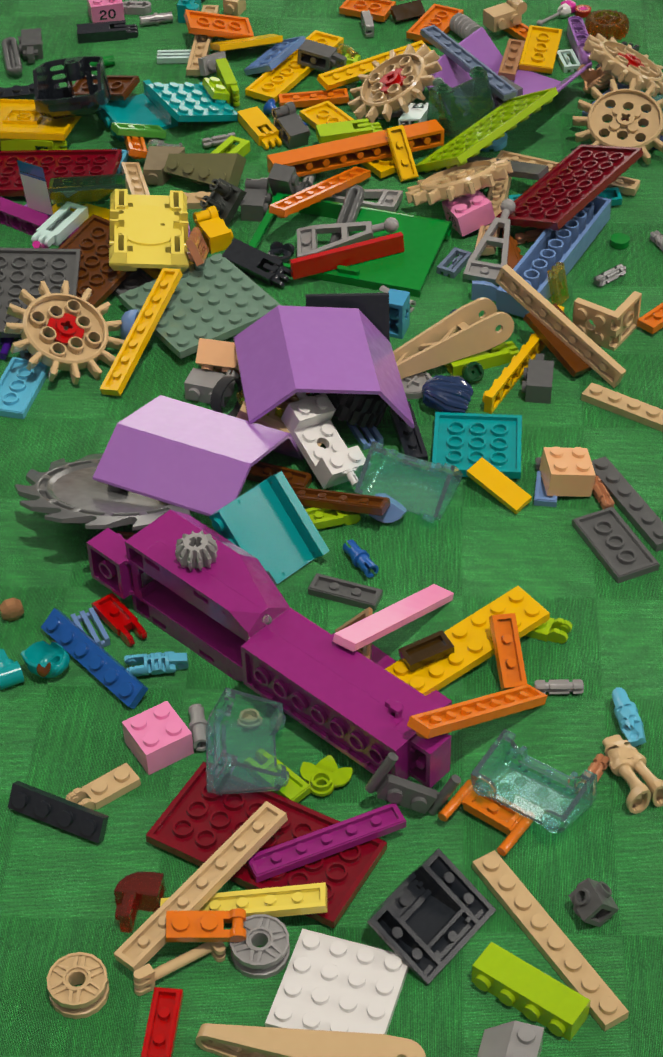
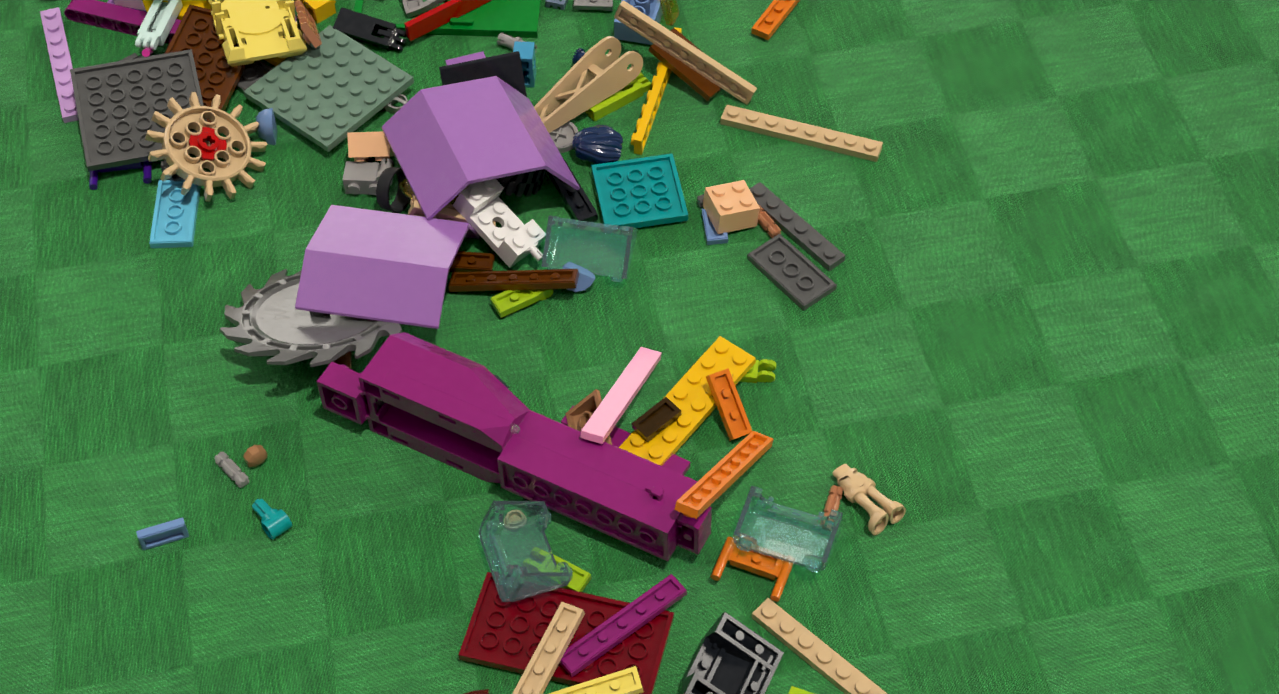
camera: 15 degrees left, 10 degrees up
(46, 659) = (307, 501): teal hair -> none
(58, 812) = (370, 650): black plate -> none
(85, 618) = (326, 447): medium blue tile -> none
(94, 658) = (351, 489): blue plate -> none
(106, 788) = (404, 617): tan hinge -> none
(119, 618) = (360, 443): red hinge -> none
(141, 332) = (282, 131): yellow plate -> none
(156, 663) = (410, 482): medium azure hinge -> none
(158, 737) = (438, 557): bright pink brick -> none
(196, 550) = (431, 375): light grey gear -> none
(198, 726) = (470, 537): light grey pin -> none
(271, 527) = (479, 324): teal panel -> none
(278, 248) = (392, 6): black piece -> none
(325, 776) = (599, 558): lime plate -> none
(345, 592) = (561, 371): dark grey tile -> none
(360, 558) = (566, 334): blue pin -> none
(375, 433) = (533, 199): medium blue tile -> none
(408, 793) = (681, 563): dark grey plate -> none
(472, 372) = (613, 114): dark green tile -> none
(483, 289) = (599, 20): medium blue brick -> none
(499, 485) = (672, 232): yellow tile -> none
(539, 380) = (678, 111): dark grey hinge -> none
(560, 686) = (781, 426): light grey axle -> none
(593, 902) = (865, 628): dark grey brick -> none
(610, 326) = (728, 42): tan bracket -> none
(628, 717) = (848, 444): medium azure hinge -> none

